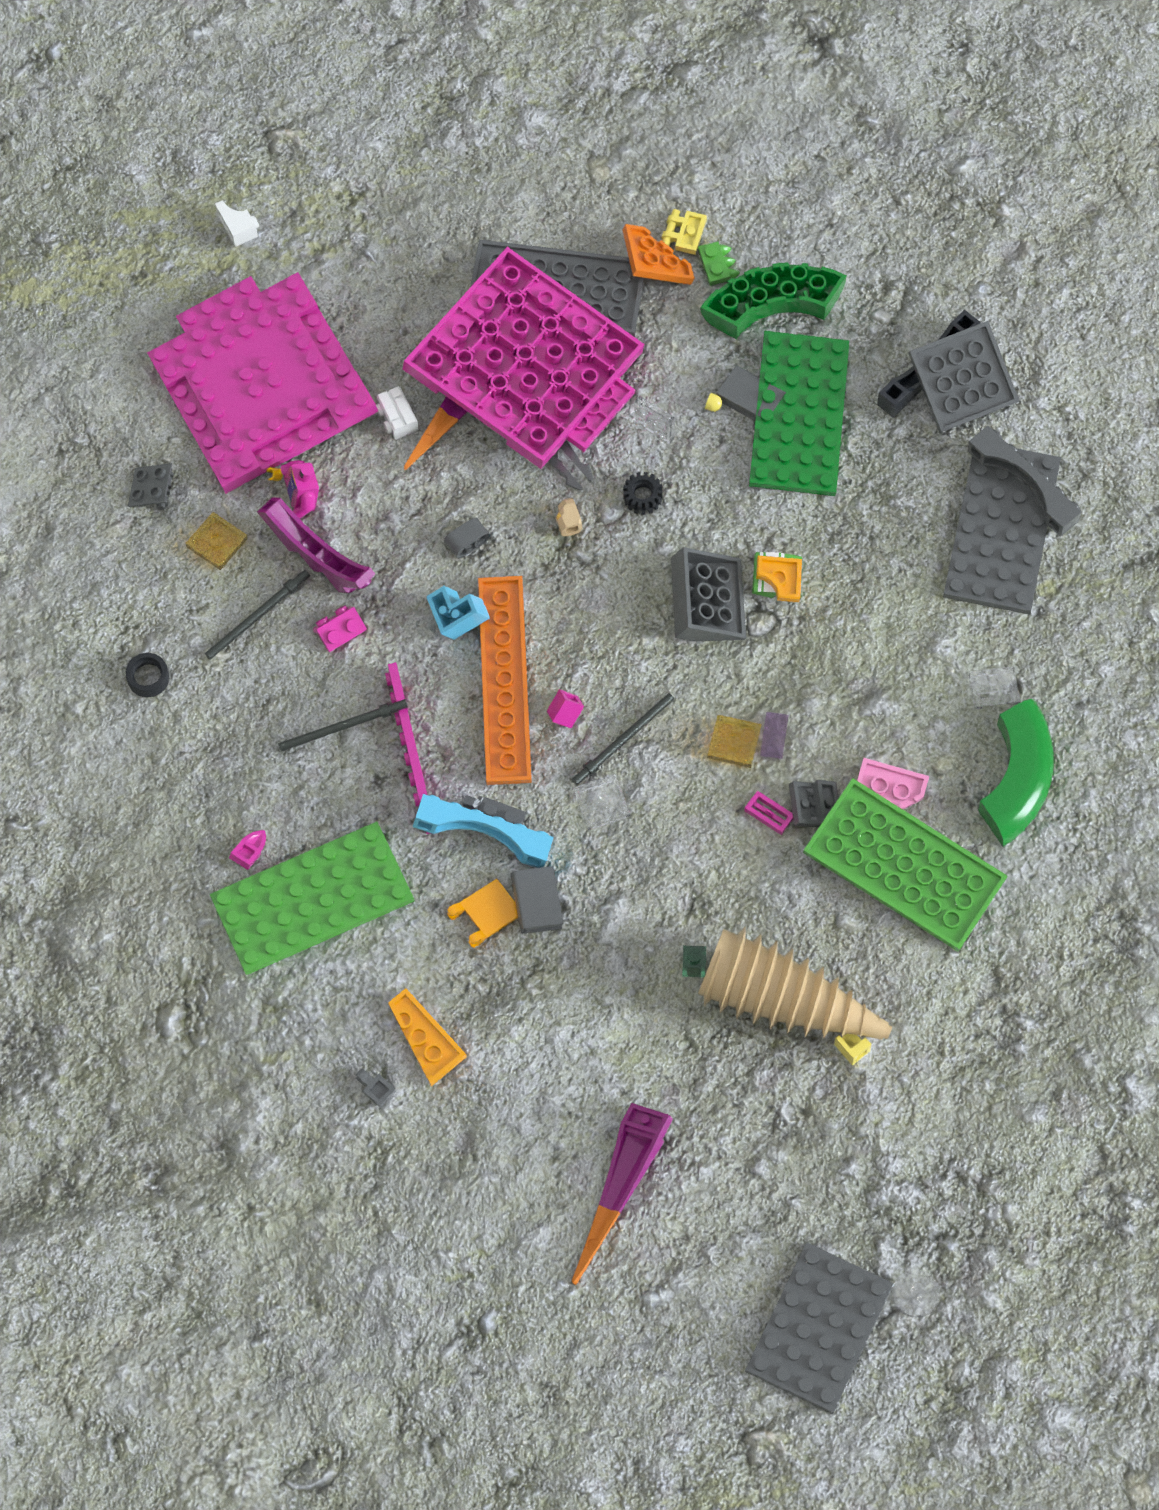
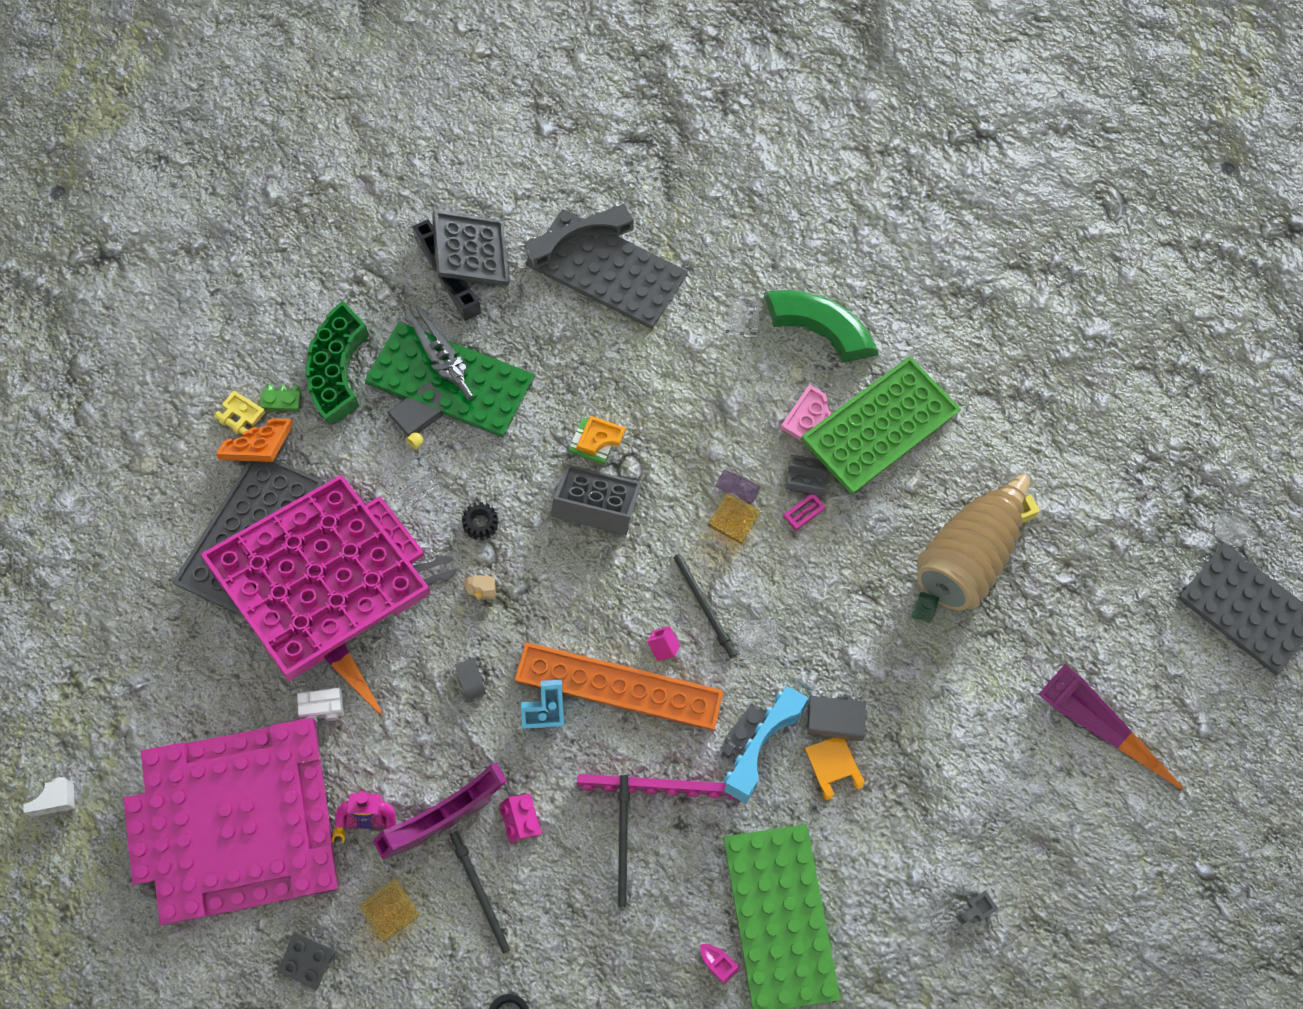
camera: 80 degrees left, 0 degrees up
(428, 1040) = (945, 849): light orange wing -> none
(803, 404) = (452, 368): none -> dark grey sword

